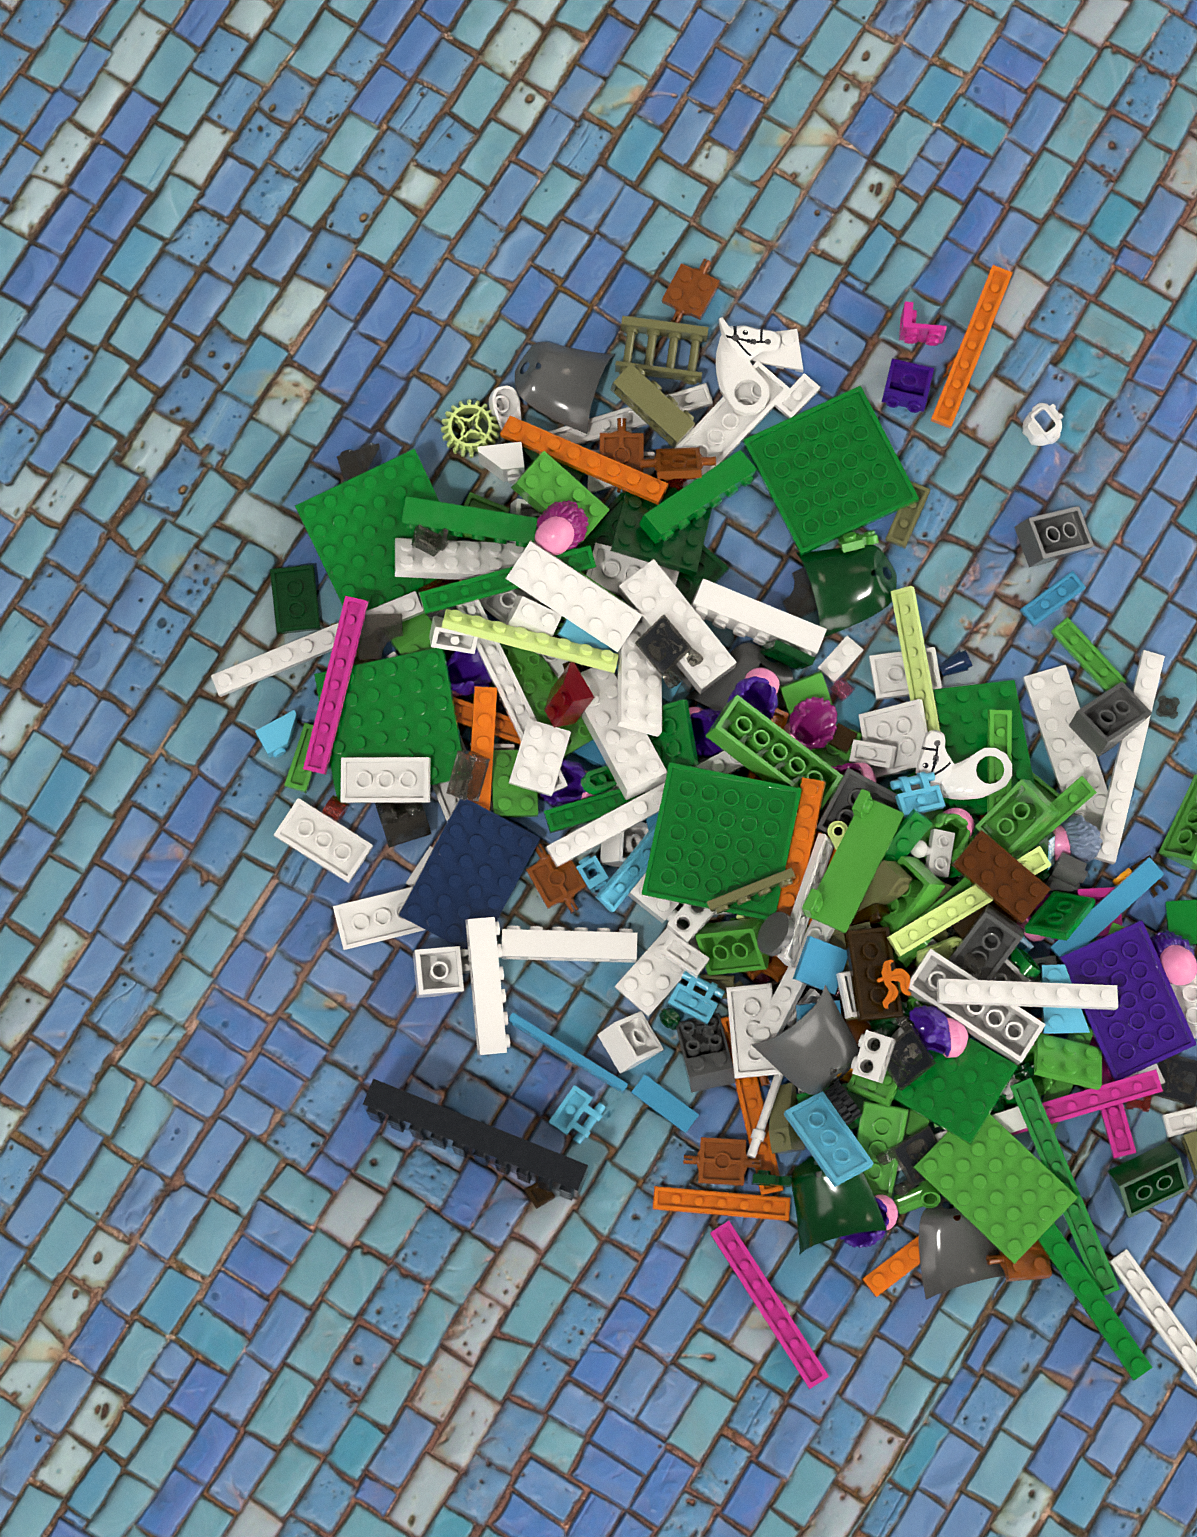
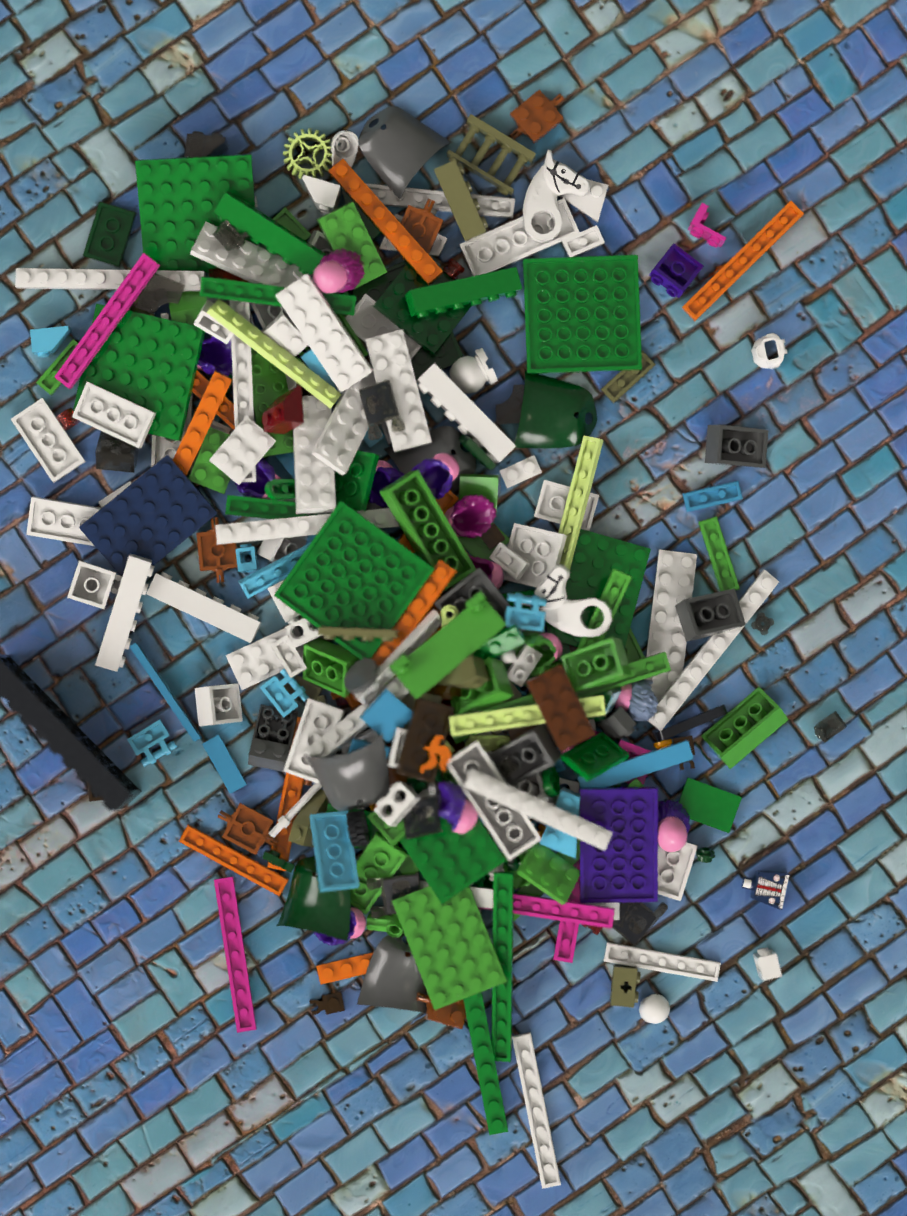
camera: 25 degrees right, 10 degrees up
(468, 775) = (179, 440): clear smoke hinge -> none
(669, 1018) = (257, 699): dark green plate -> none
(678, 463) = (460, 257): dark orange plate -> none
(746, 574) = (472, 372): none -> white tile
(842, 689) = (510, 496): clear pink hose -> none
(854, 541) = (575, 381): bright green plate -> none
(896, 1313) = (331, 1003): none -> dark brown plate
(956, 663) = (609, 515): dark blue cone -> none
(1142, 842) = (691, 723): none -> black beam
(1149, 1179) = (572, 987): dark green slope -> none

